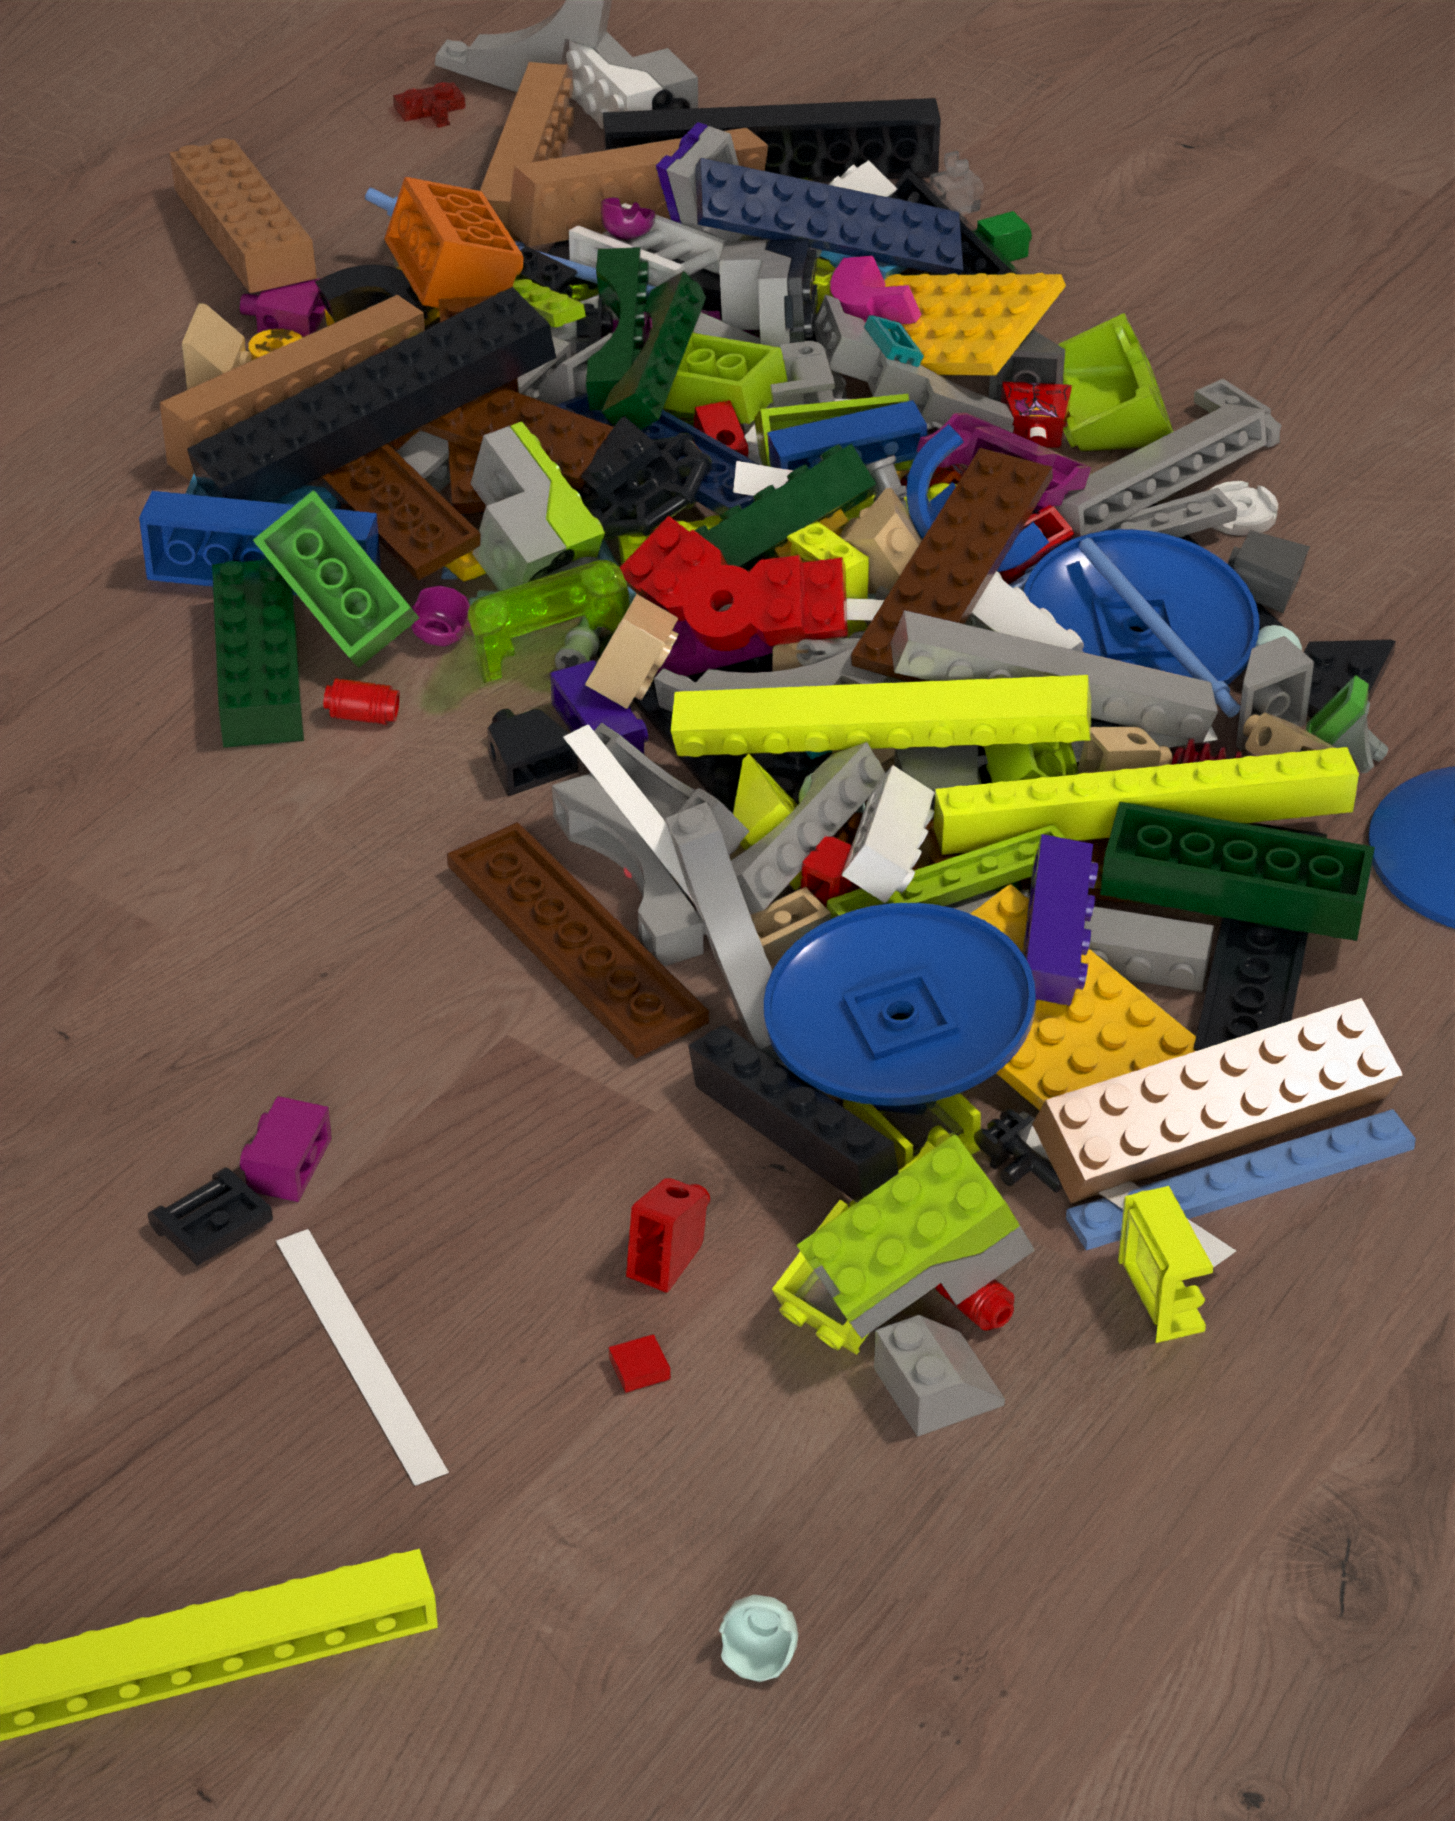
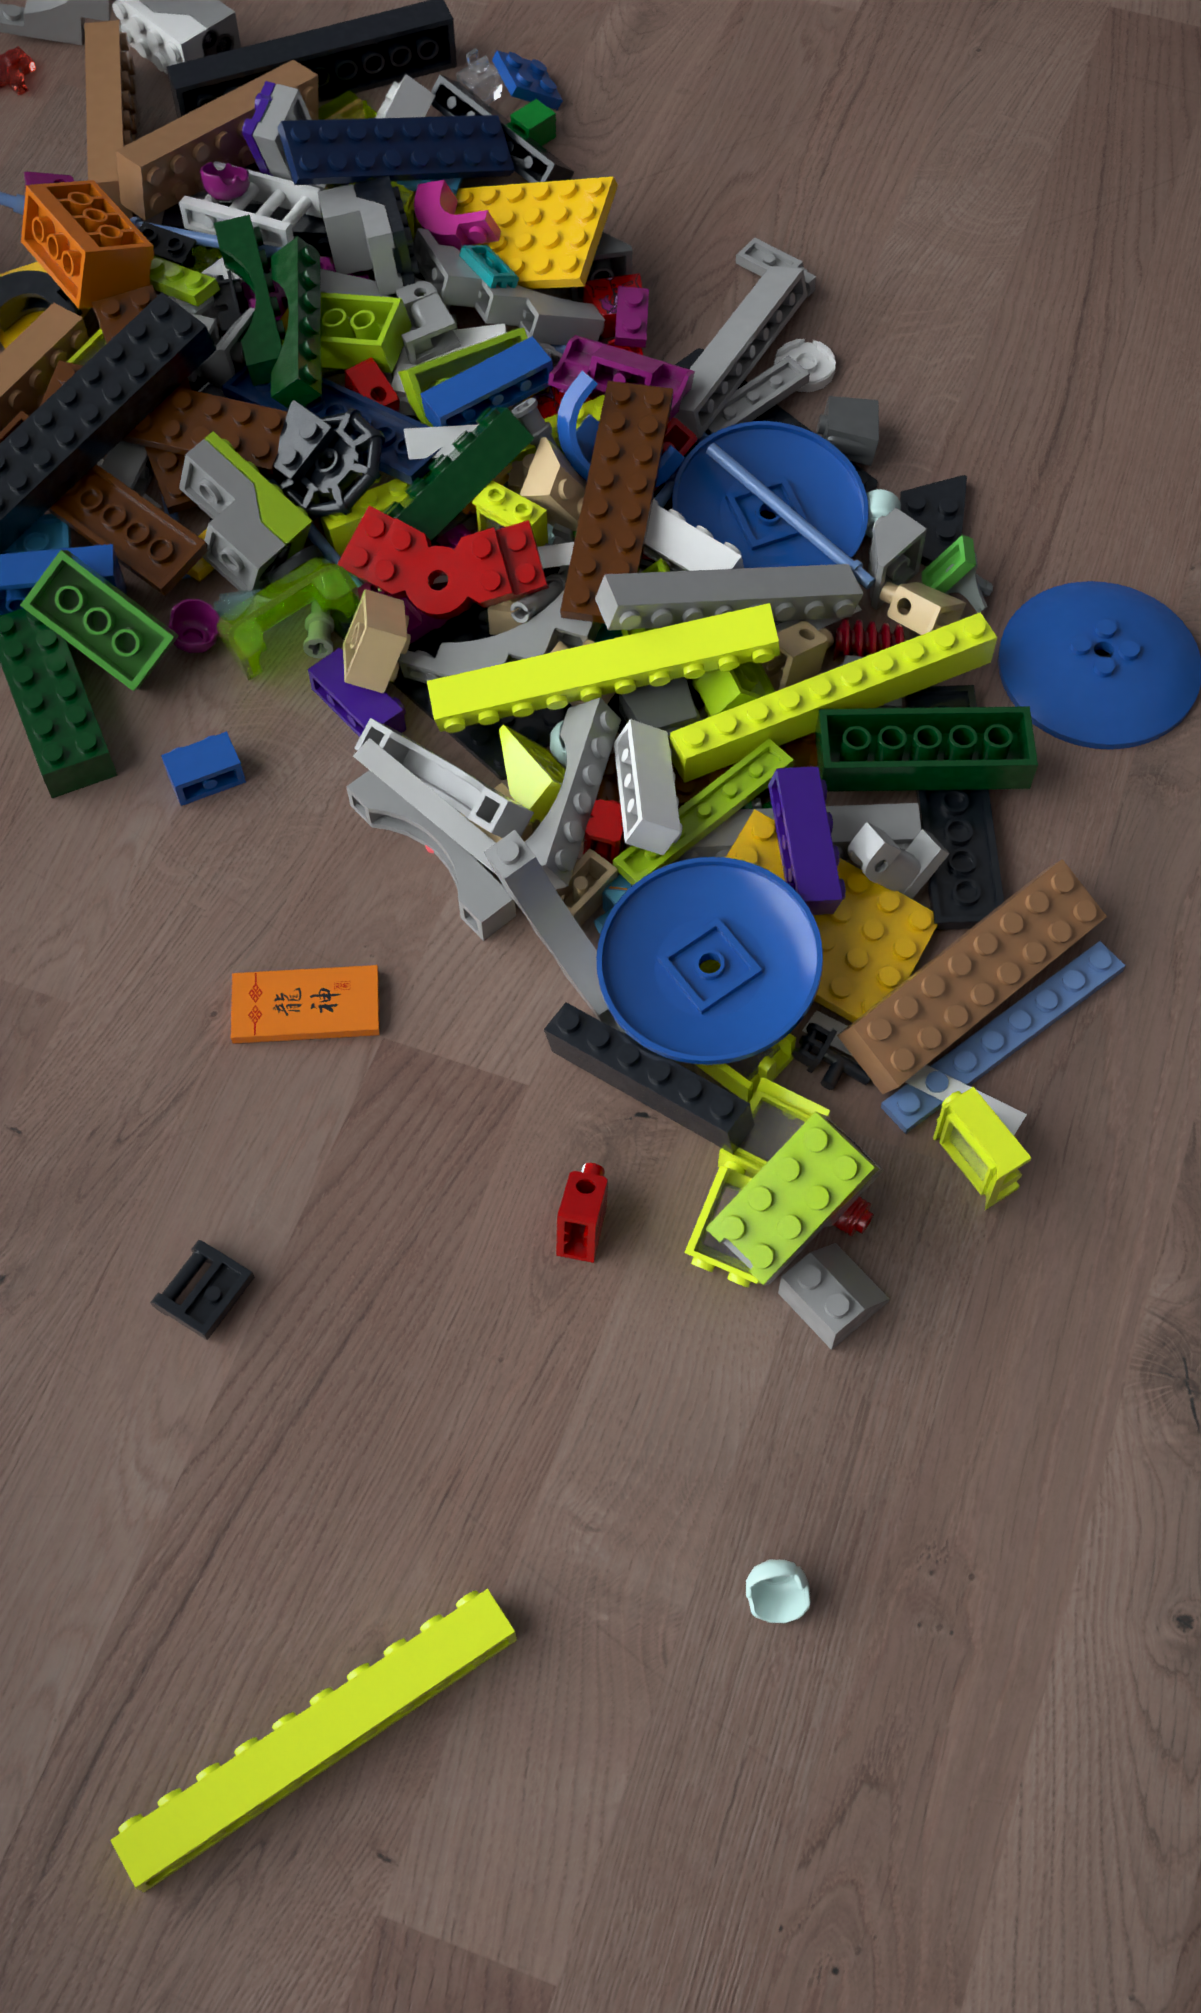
camera: 15 degrees left, 20 degrees up
(286, 1148) = (244, 1207): magenta brick -> none
(362, 701) = (155, 728): red head -> none
(362, 1358) = (370, 1392): white sticker -> none
(400, 746) = (203, 768): none -> blue brick
(430, 983) = (305, 1004): none -> orange tile
(528, 750) = (311, 747): black torso -> none
(578, 940) = (412, 931): reddish brown plate -> none
(639, 1363) = (596, 1341): red tile -> none
(1010, 193) = (527, 79): none -> blue plate
(1047, 418) = (631, 316): none -> magenta plate
(1113, 390) = (673, 269): lime windscreen -> none
(1156, 975) = (892, 866): none -> light grey piece

